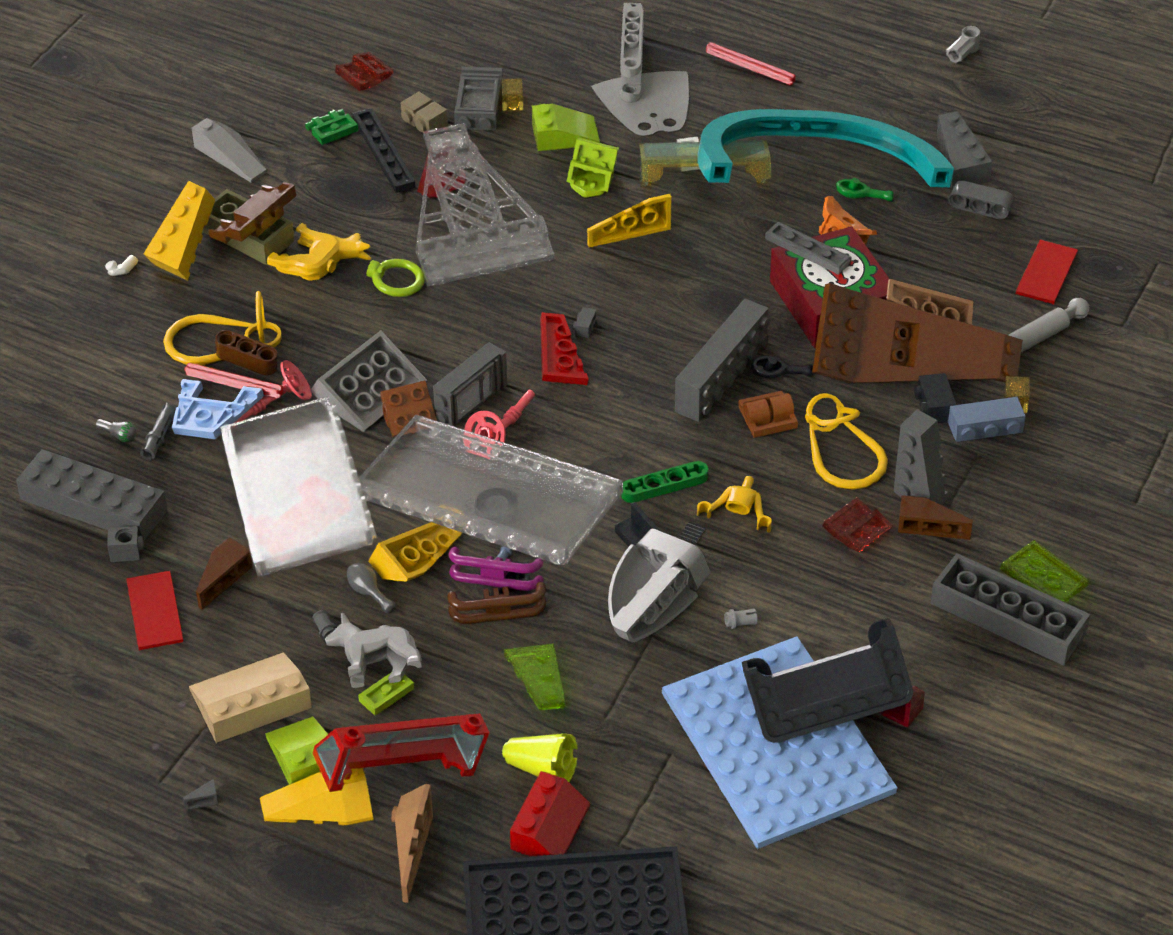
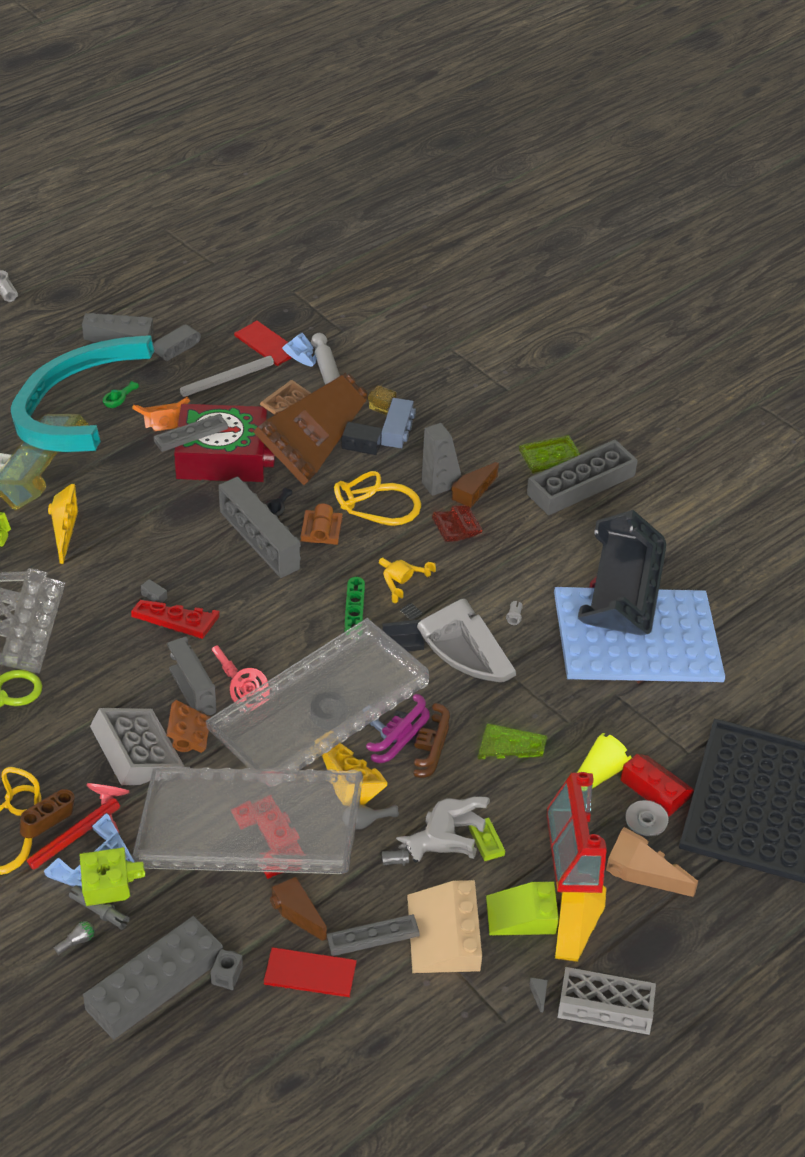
camera: 70 degrees left, 0 degrees up
(179, 412) = (107, 875): none -> lime hinge
(198, 862) = (604, 1012): none -> light grey fence
(216, 639) = (373, 935): none -> dark grey tile
(486, 814) = (647, 818): none -> light grey dish
(961, 259) = (226, 376): none -> light grey axle
(1048, 296) = (300, 350): none -> light blue brick

